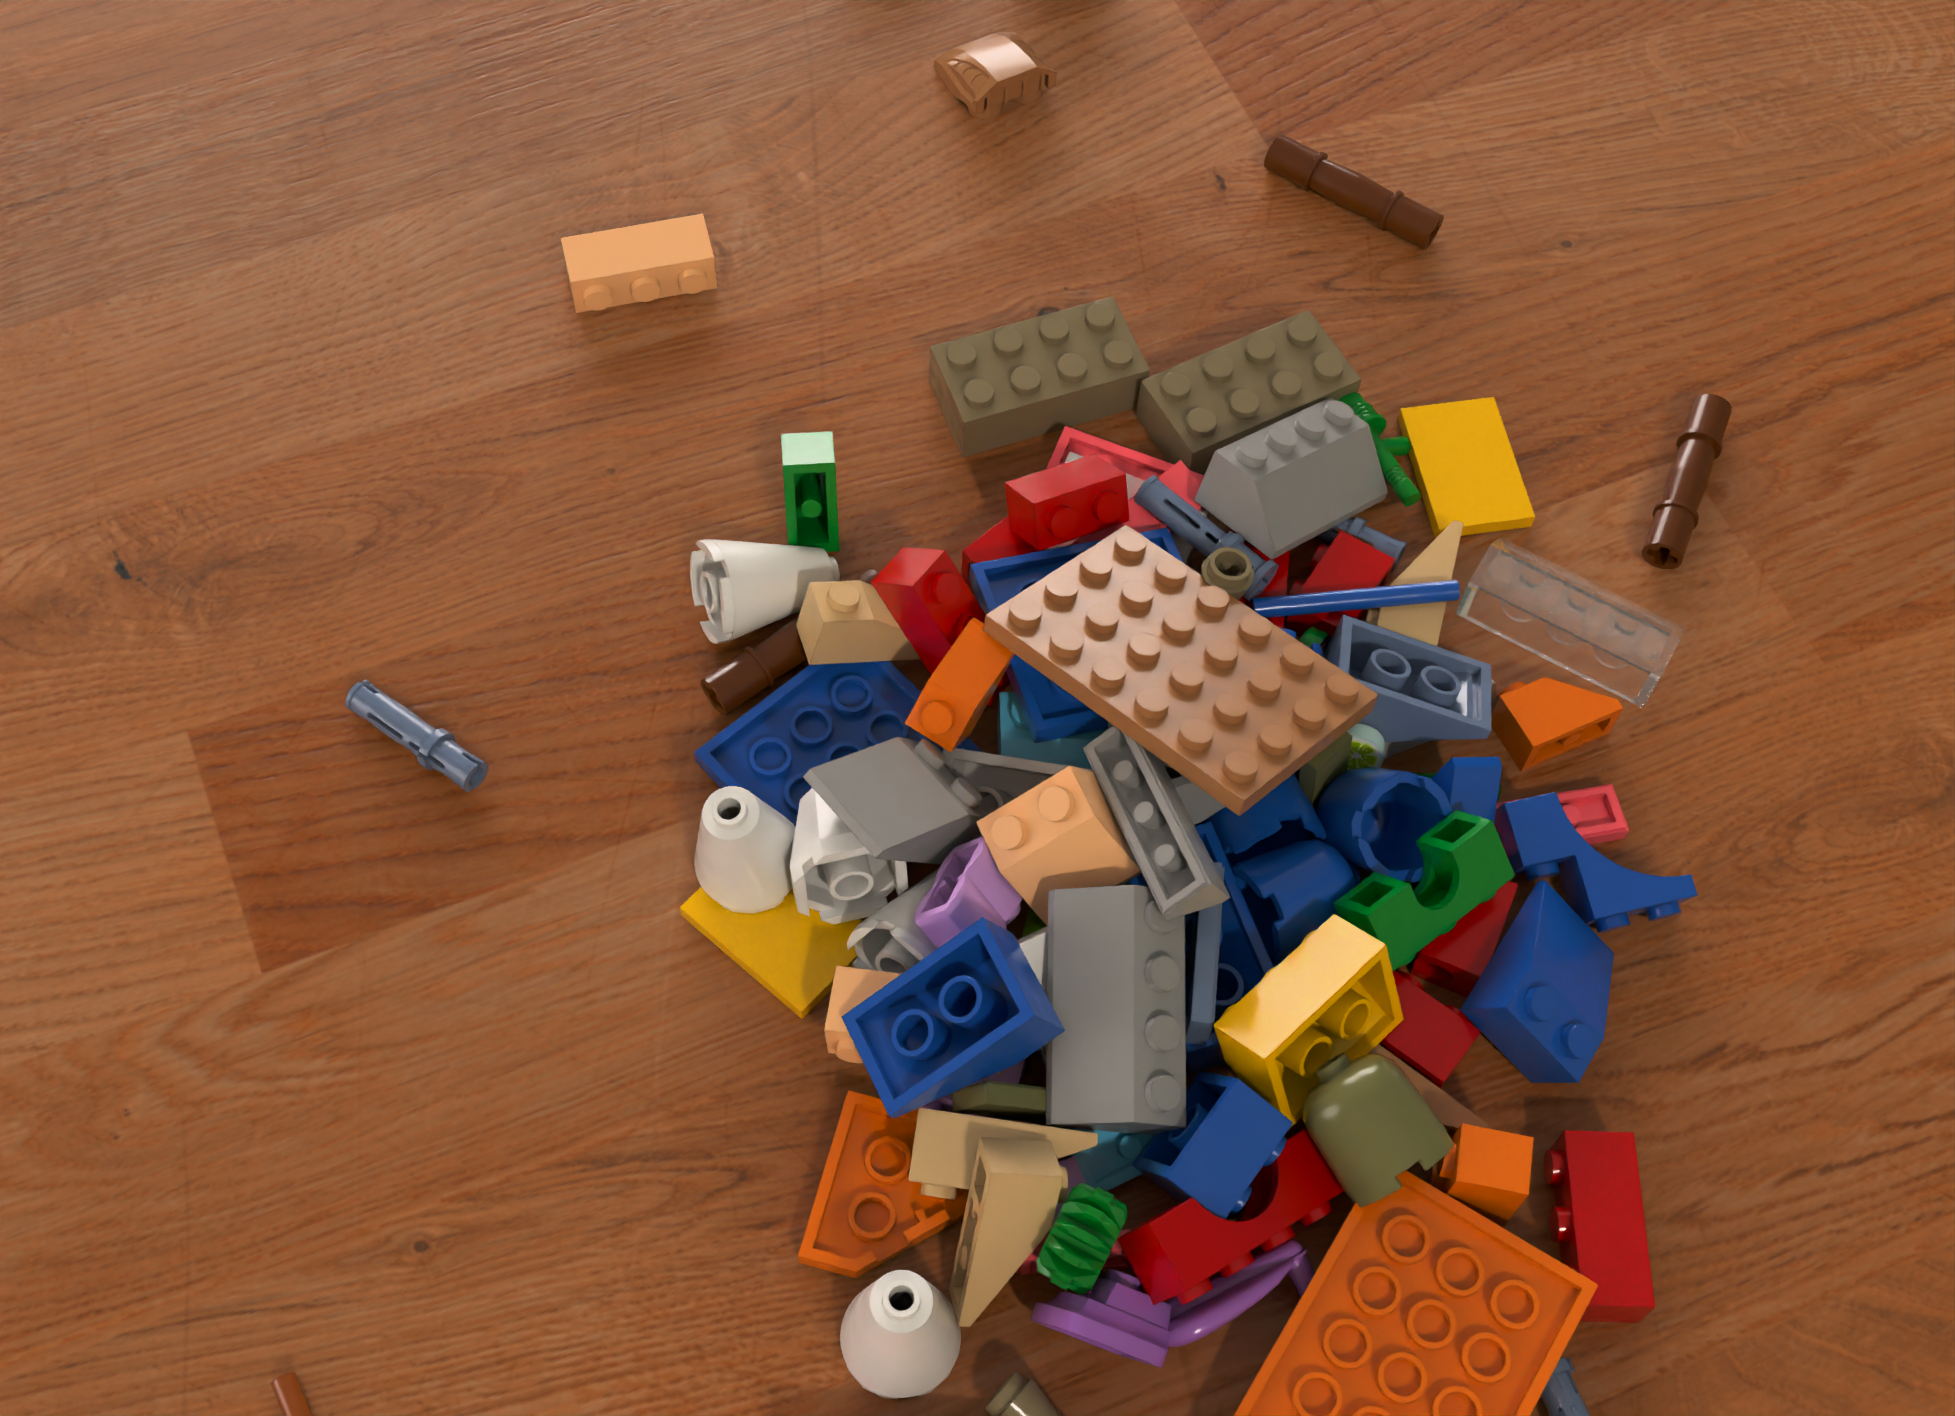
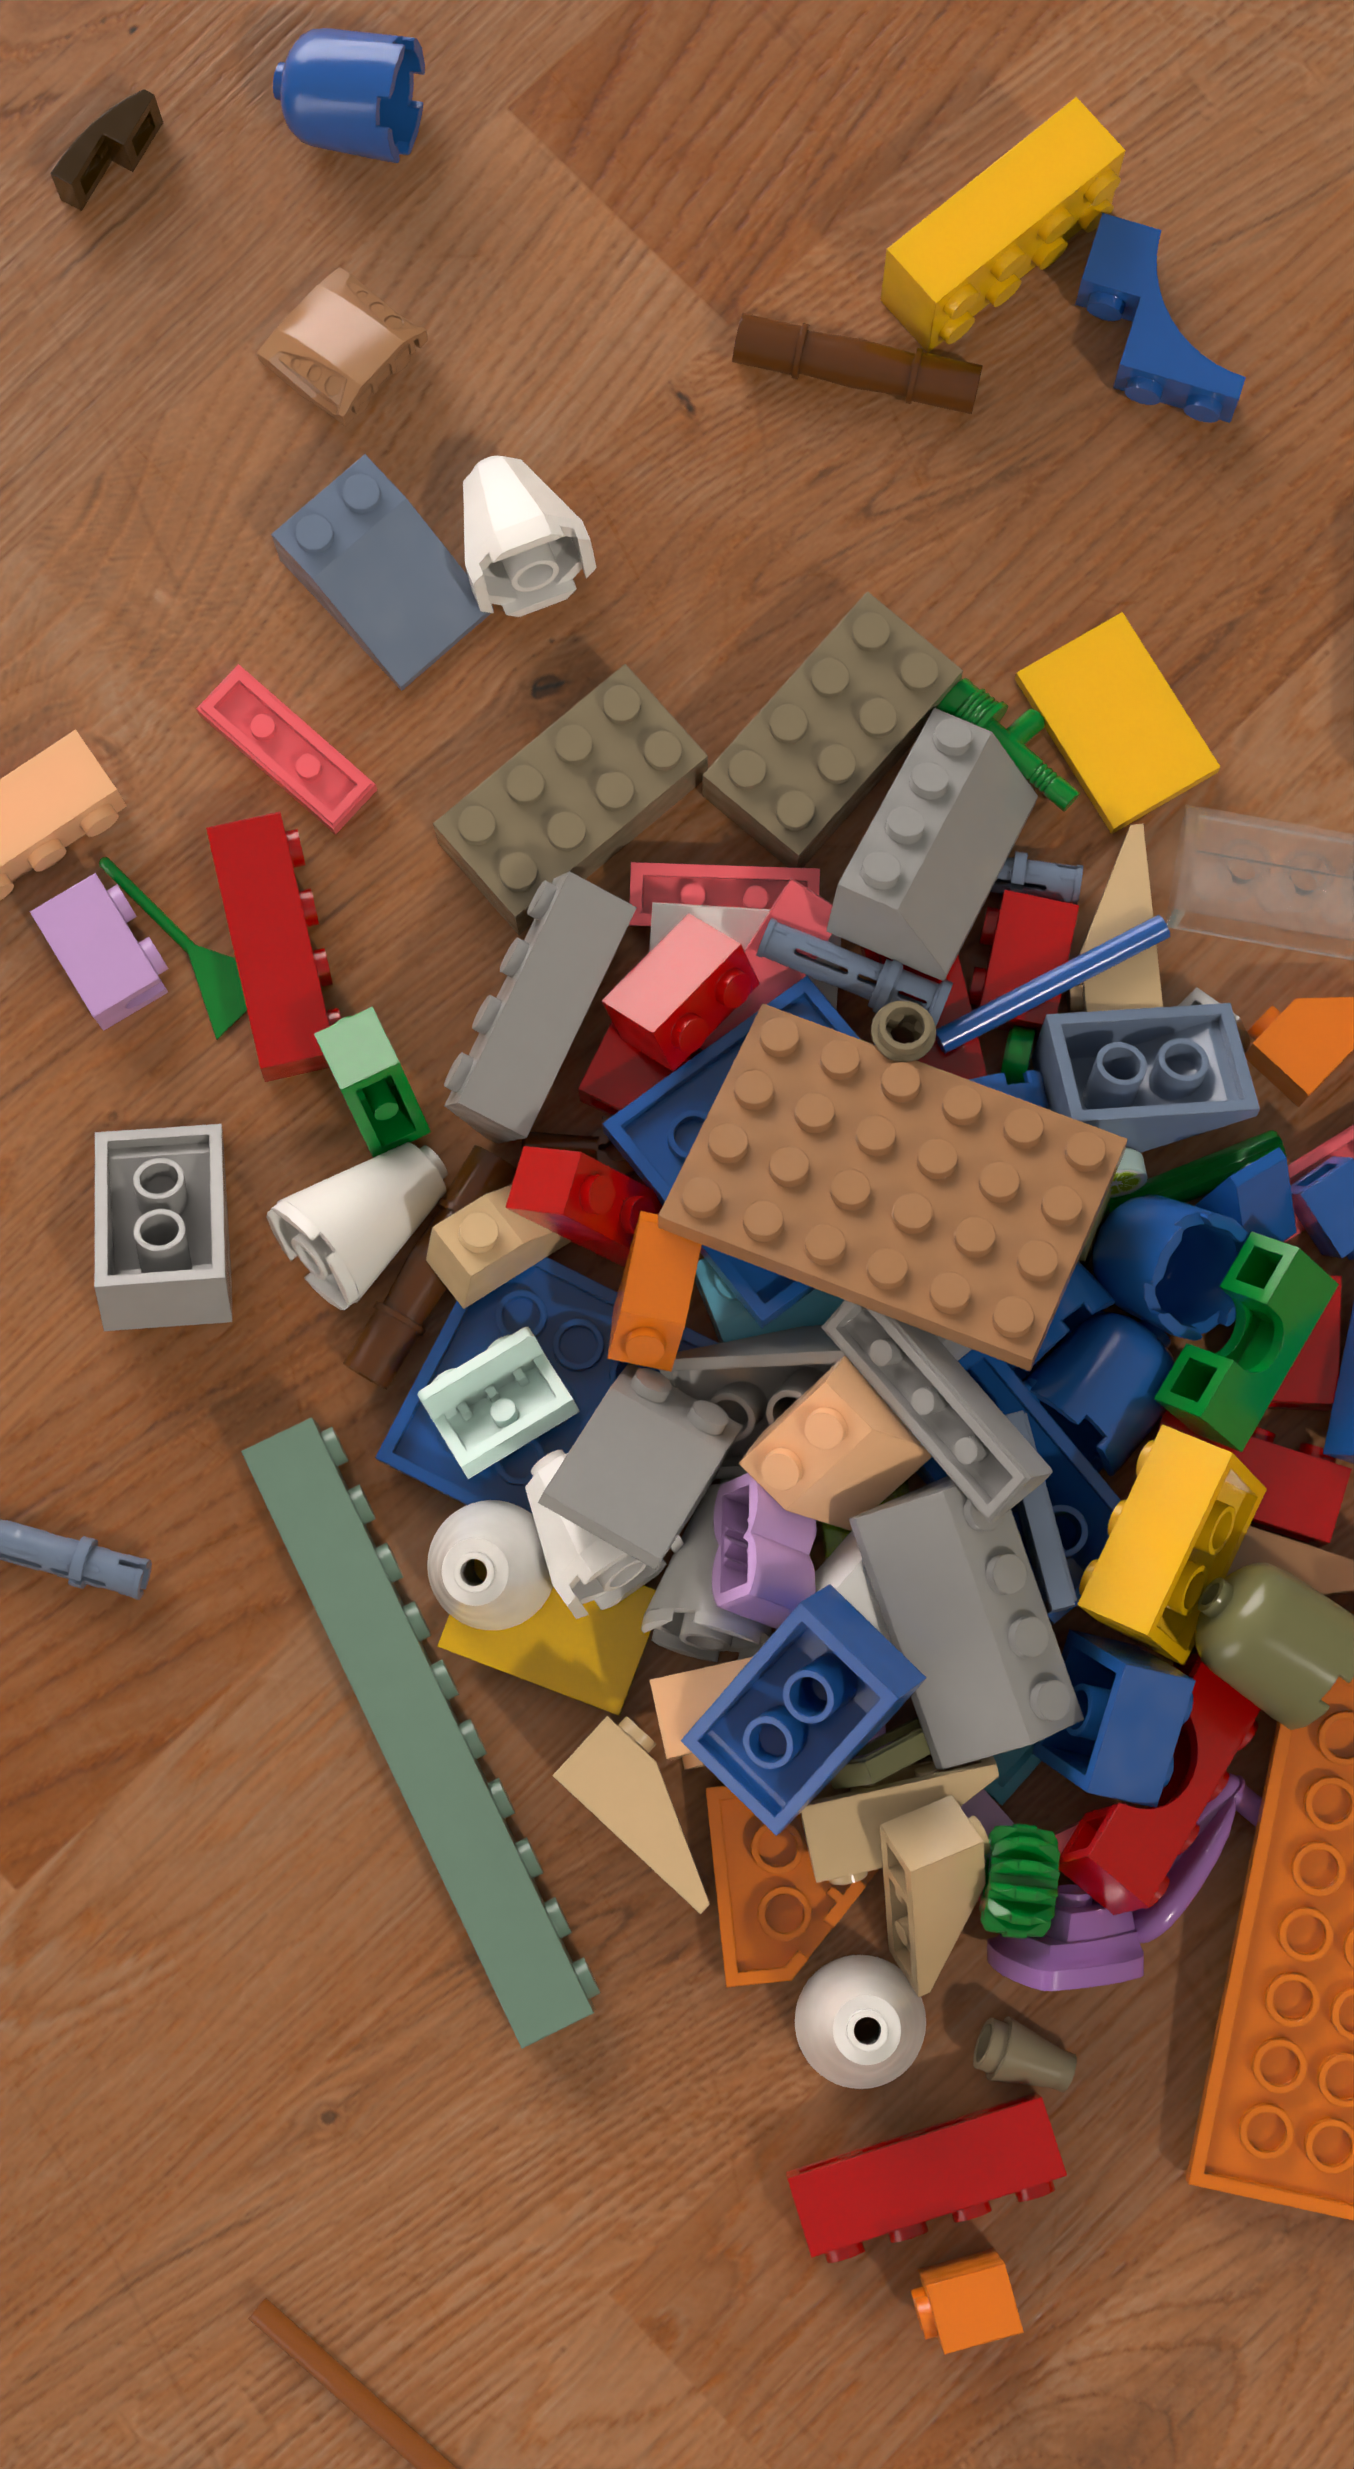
camera: 15 degrees left, 20 degrees up
(607, 548) = (162, 1228): none -> light grey slope
(637, 979) = (420, 1733): none -> sand green brick
(654, 358) = (99, 950): none -> lavender brick
(733, 414) = (214, 971): none -> green piece
(776, 1048) = (628, 1795): none -> tan slope
(779, 391) = (272, 942): none -> red brick
(802, 730) = (497, 1401): none -> light aqua bracket
(847, 288) = (286, 749): none -> coral tile
(955, 479) = (537, 1008): none -> light grey slope
(961, 200) = (380, 572): none -> sand blue slope
(1069, 214) = (520, 539): none -> white cone
(1487, 133) = (1002, 226): none -> yellow brick
(1572, 250) = (1157, 357): none -> blue arch

